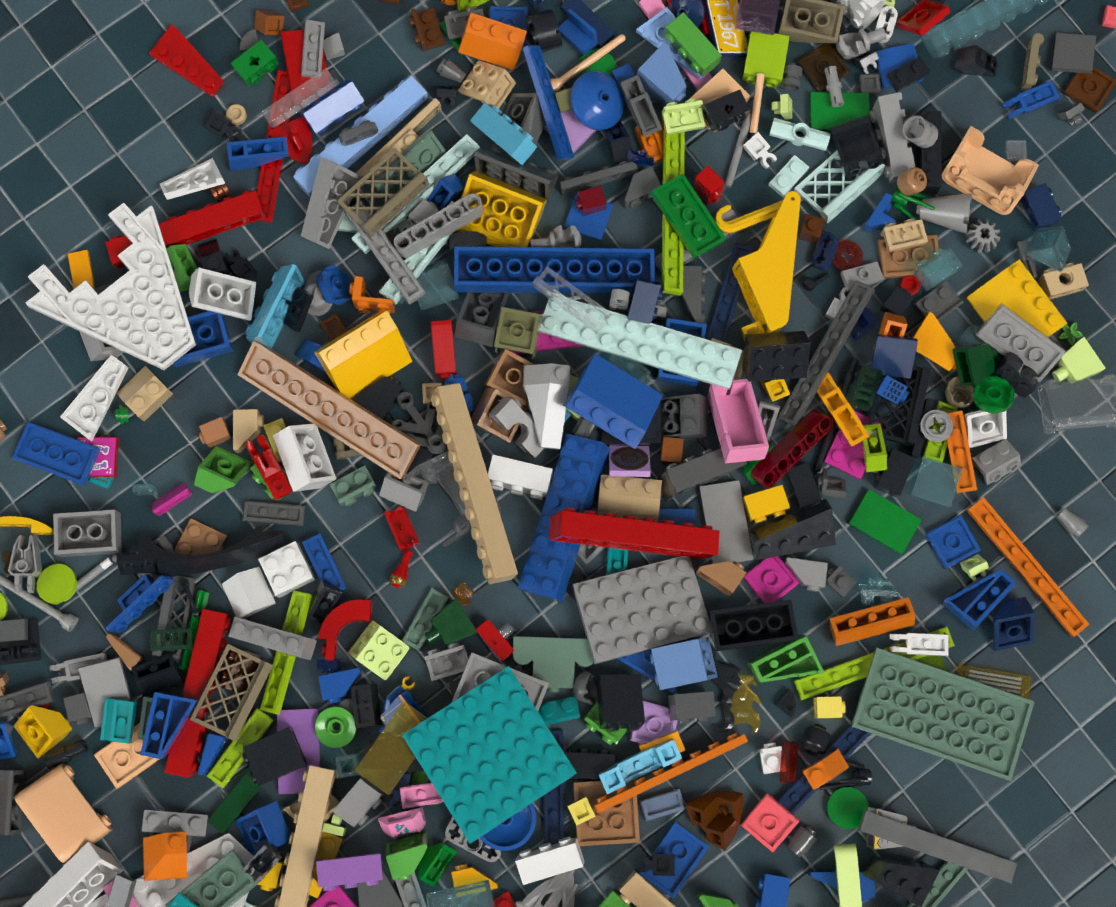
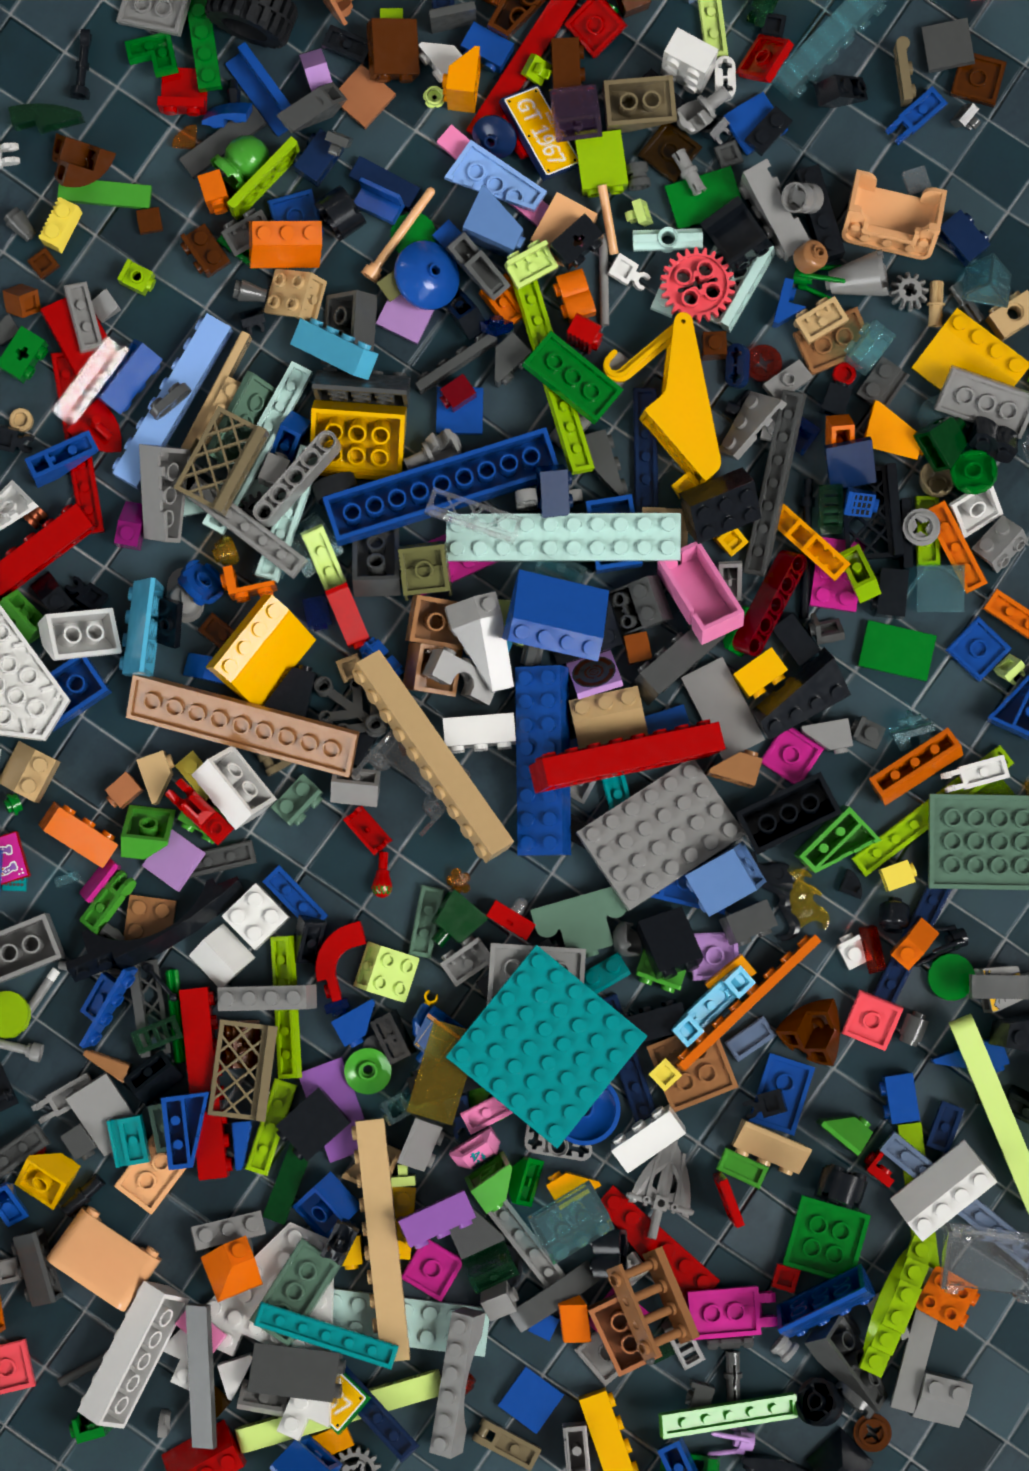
camera: 15 degrees left, 5 degrees up
(166, 455) = (78, 834): none -> orange wedge
(171, 518) = (107, 902): none -> bright green hinge
(236, 502) = (175, 861): none -> lavender tile
(292, 225) = (130, 527): none -> magenta slope
(358, 31) = (141, 286): none -> lime brick
(363, 267) = (226, 551): none -> clear yellow cone
(420, 340) = (317, 613): none -> clear blue brick
(439, 294) = (323, 557): none -> yellowish green tile
(548, 102) = (372, 295): blue tile -> none
(692, 45) = (514, 177): bright green brick -> none
(711, 152) = (575, 295): none -> orange brick
(811, 159) = (689, 265): none -> coral gear
(825, 294) = (751, 418): none -> light grey wing
(1002, 252) = (936, 304): none -> tan axle

